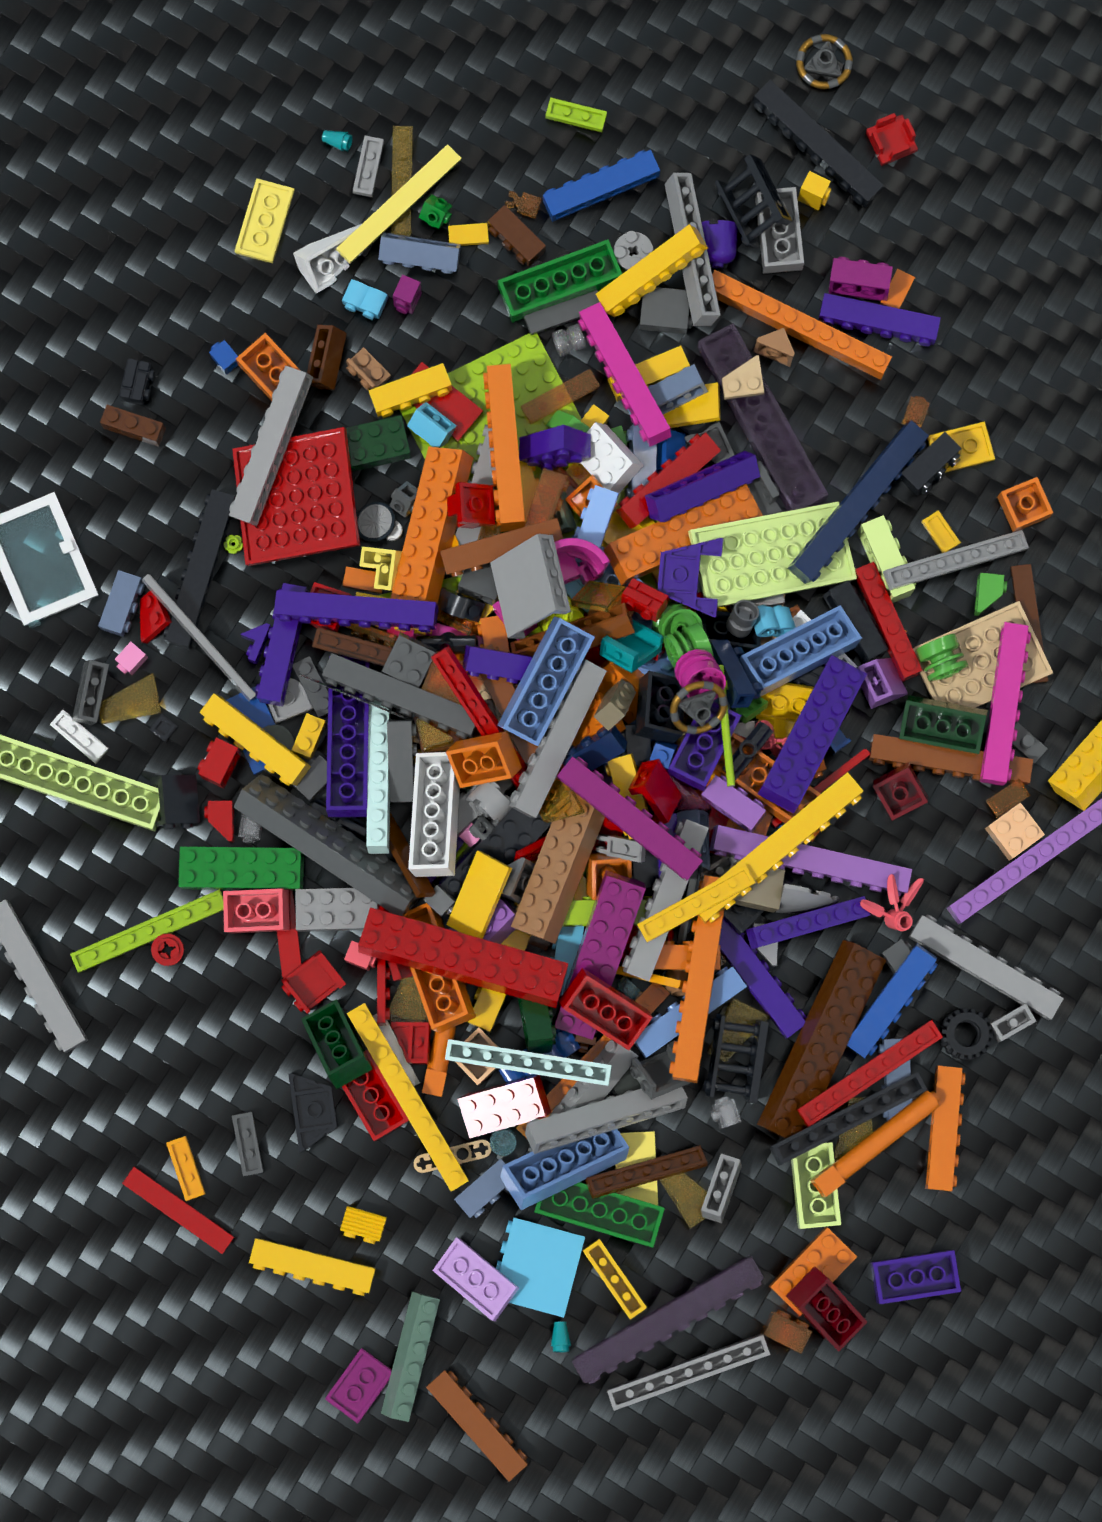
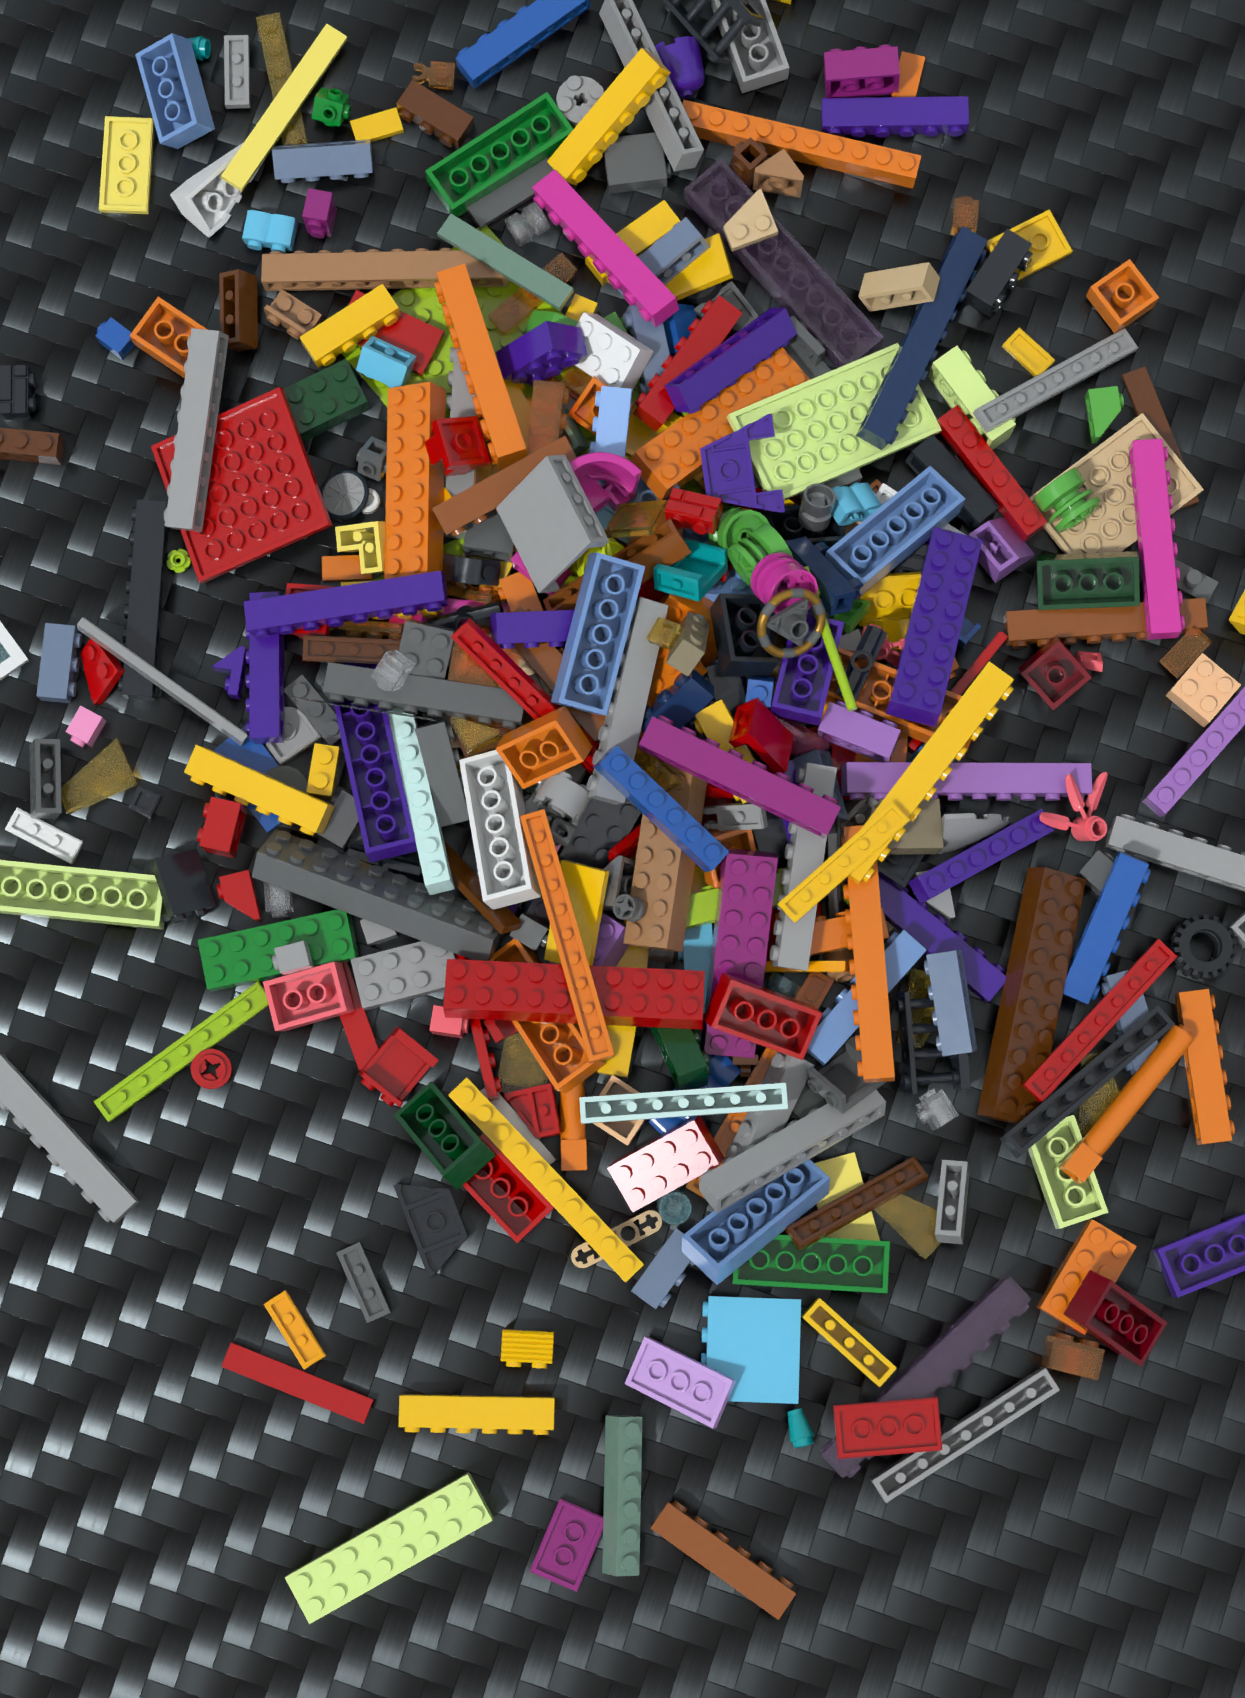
camera: 10 degrees left, 0 degrees up
(220, 1355) = (389, 1548): none -> yellowish green brick
(250, 878) = (292, 958): none -> light grey brick
(315, 172) = (175, 91): none -> medium blue brick
(319, 873) = (376, 933): none -> light grey brick
(379, 672) = (392, 671): none -> clear brick
(441, 349) = (369, 269): none -> medium nougat brick
(467, 911) = (567, 936): none -> orange plate
(516, 902) = (623, 911): none -> dark grey wheel
(543, 368) = (505, 262): none -> sand green tile
(563, 829) = (661, 809): none -> blue brick
(598, 692) = (664, 633): none -> clear yellow plate
(628, 1352) = (887, 1427): none -> red tile
(753, 328) = (746, 158): none -> reddish brown brick
(756, 1032) = (951, 1003): none -> sand blue brick
(849, 457) = (899, 287): none -> tan brick
(931, 787) = (1090, 660): none -> coral tile

